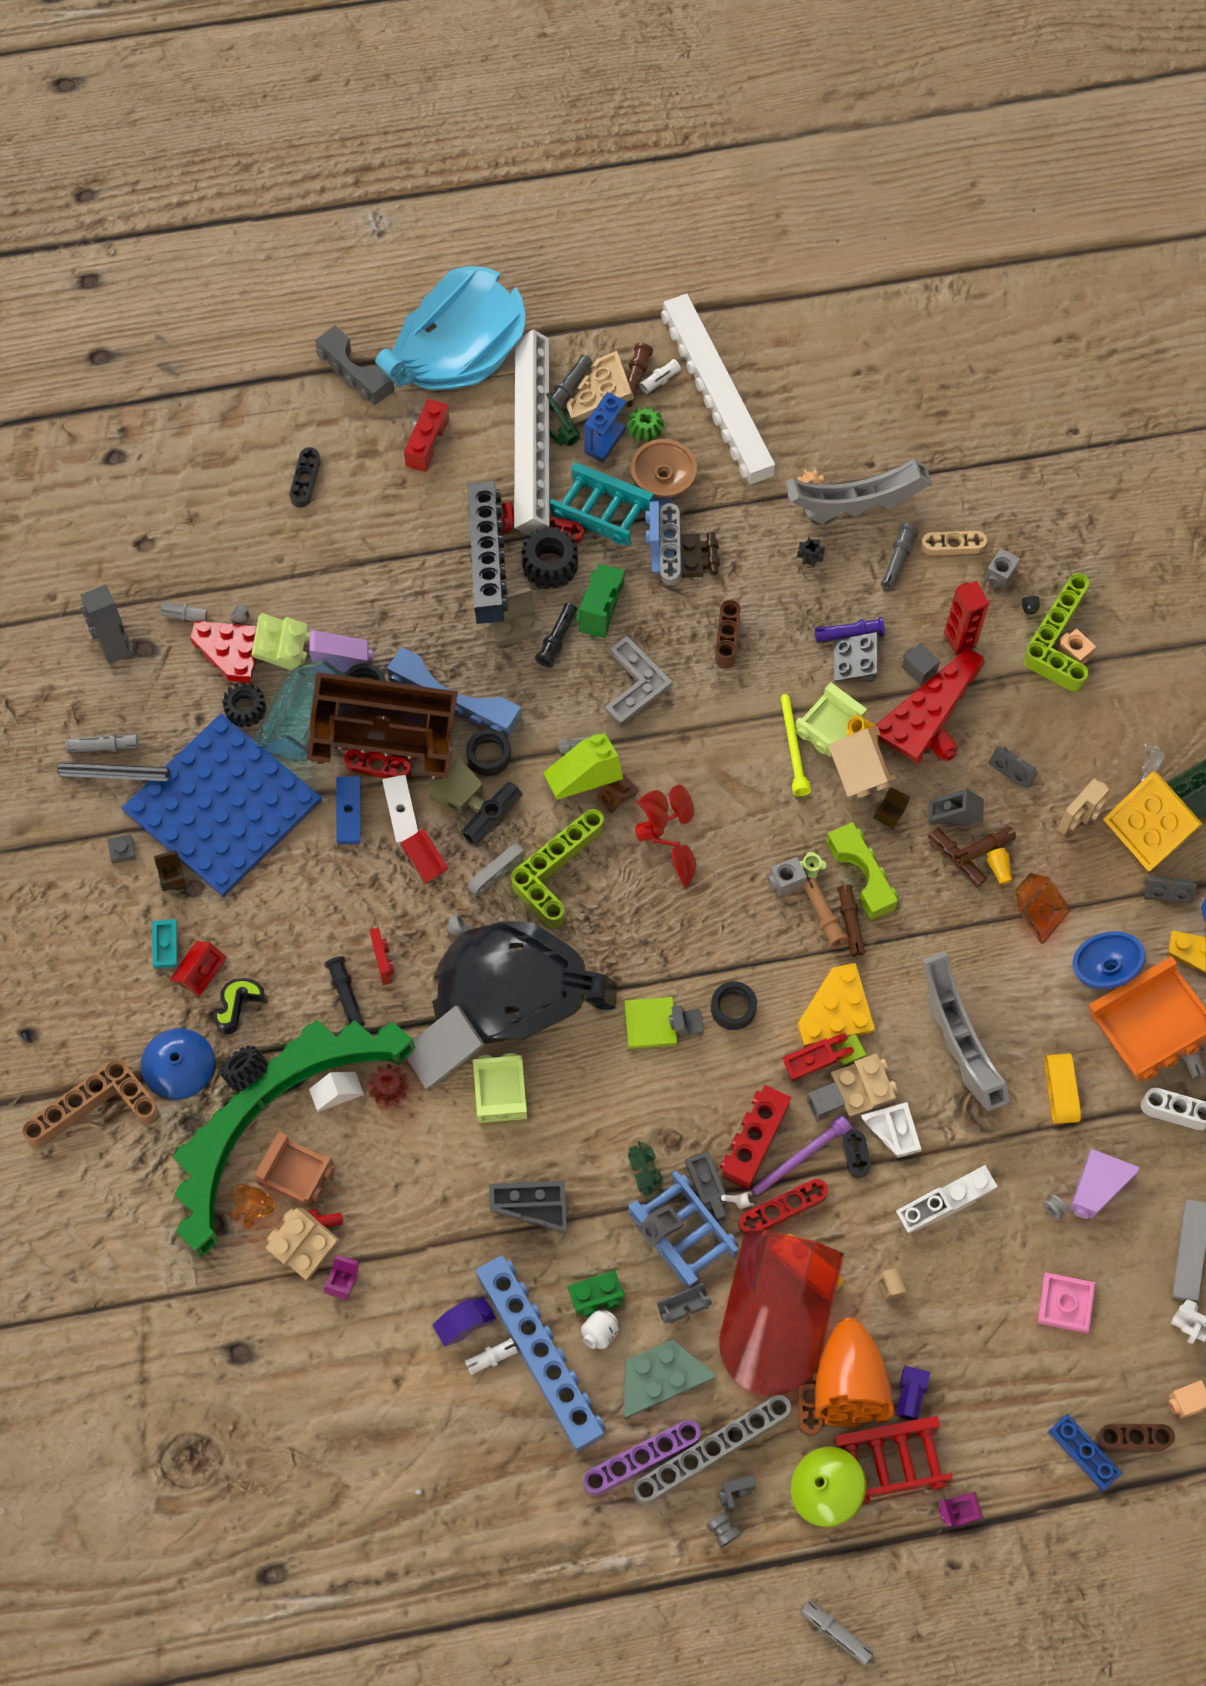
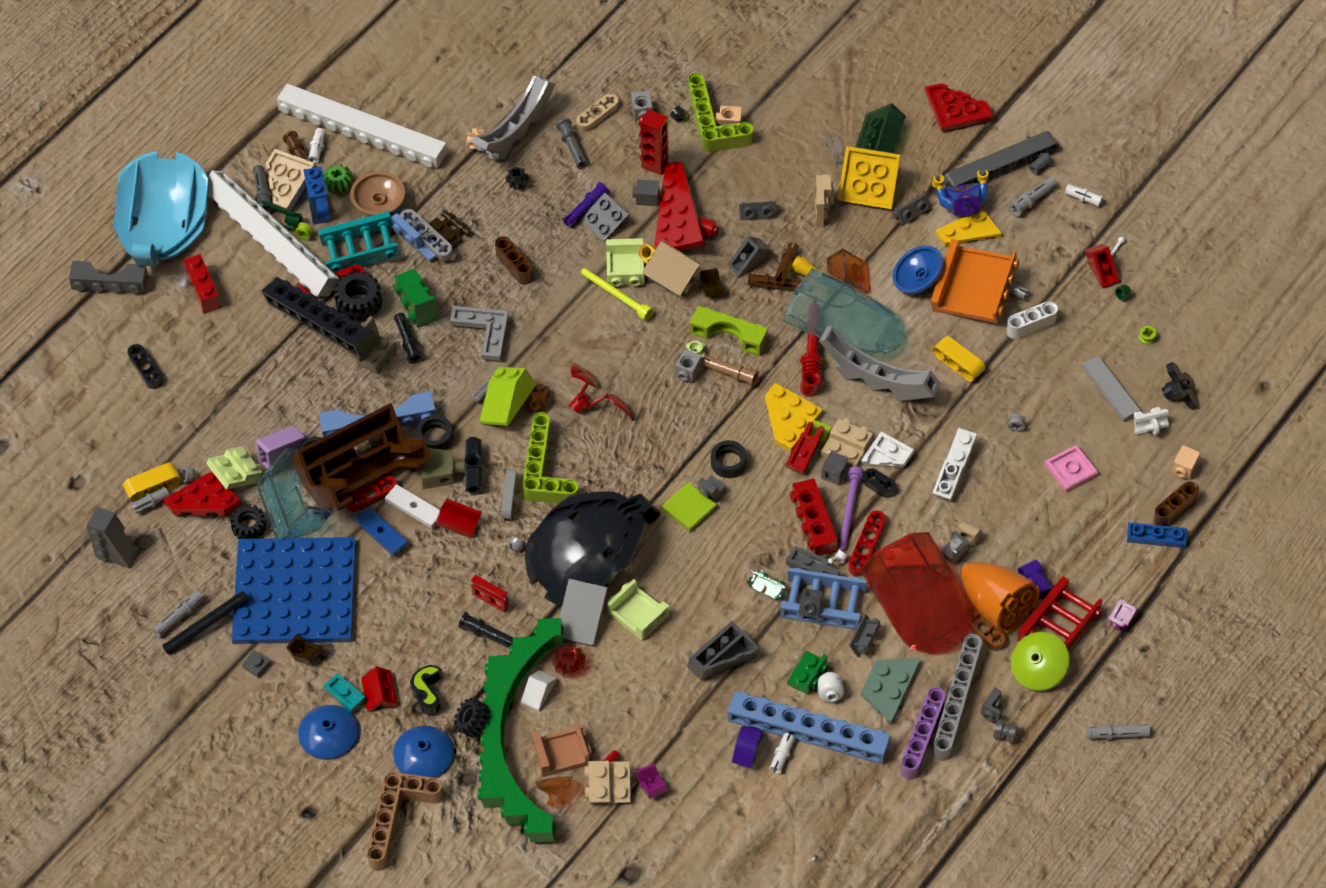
camera: 40 degrees left, 10 degrees down
(119, 983) = (329, 741): none -> blue dish
(203, 595) = (152, 481): none -> yellow beam
(566, 453) = (304, 231): none -> lime bush
(849, 911) = (744, 358): reddish brown pin -> none
(861, 1290) = (956, 548): none -> flat silver panel
(911, 968) = (811, 364): none -> red piece
(988, 949) = (858, 318): none -> clear light blue windscreen
(1099, 1183) = (1027, 390): lavender slope -> none

